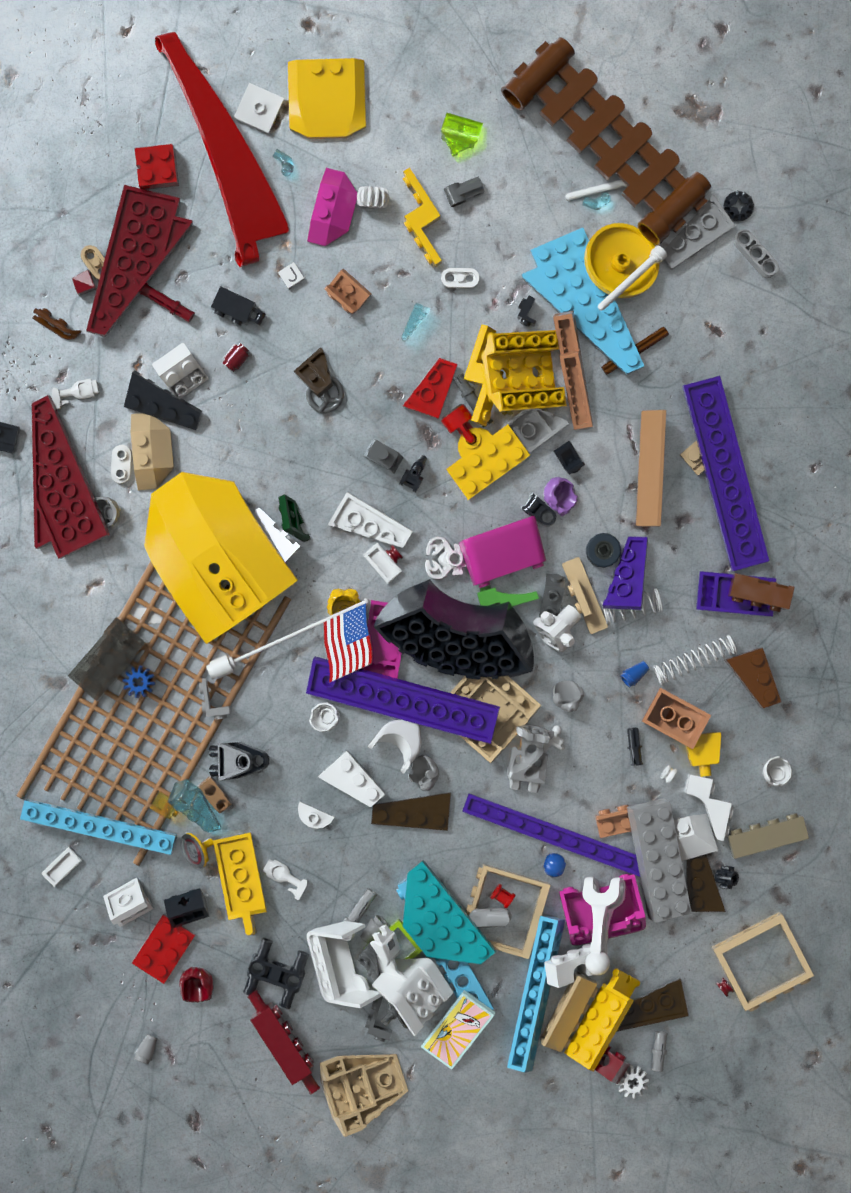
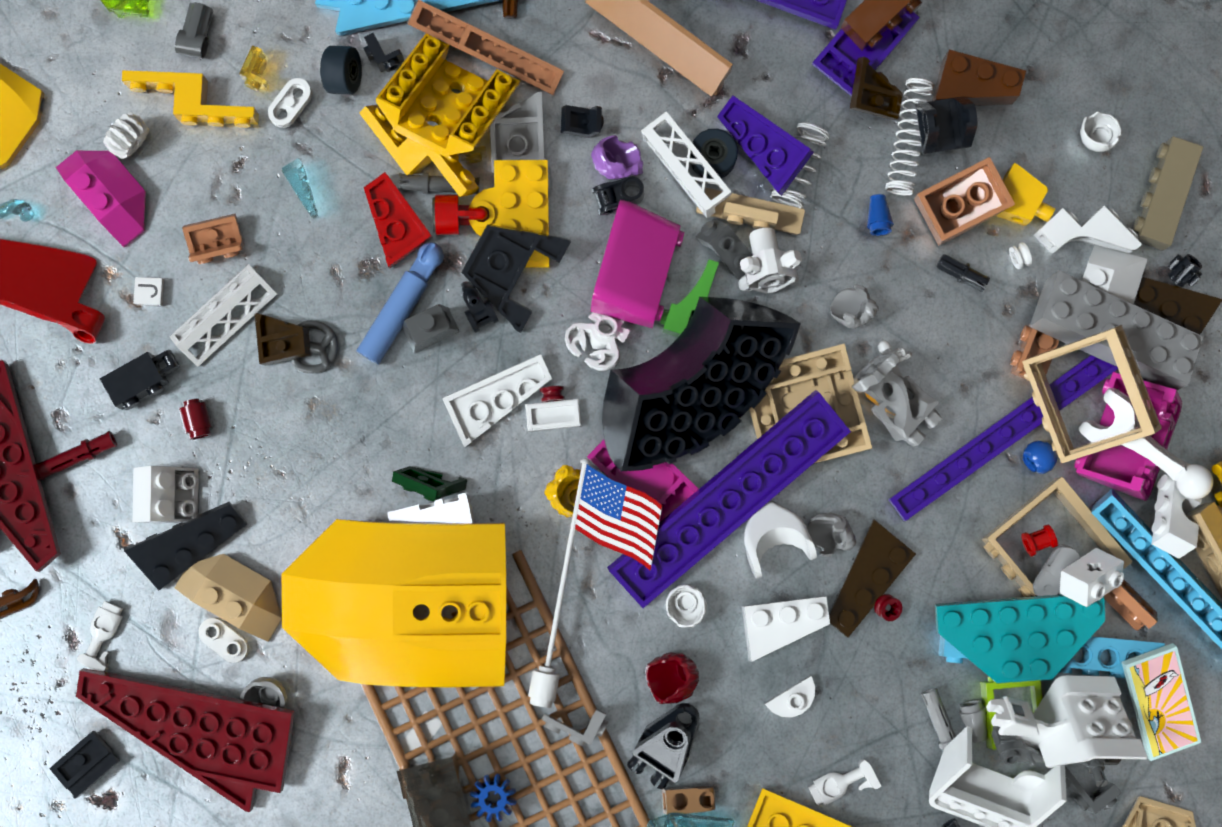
camera: 60 degrees left, 5 degrees down
(277, 737) = (672, 677): none -> dark red hair
(307, 325) = (214, 311): none -> white fence
(386, 428) = (400, 303): none -> medium blue piece
(399, 837) = (893, 613): none -> dark red bush
(450, 469) = (500, 261): none -> black wing
(468, 241) = (254, 64): none -> clear yellow bracket
(500, 294) = (341, 70): none -> black wheel
(500, 939) = (1091, 577): none -> white brick
(503, 973) = (1131, 606): none -> nougat bracket
(578, 535) = (678, 171): none -> white fence
(629, 885) = (1133, 383): none -> tan window
(706, 620) = (874, 93): none -> dark brown wing
(713, 675) = (946, 124): none -> black piece

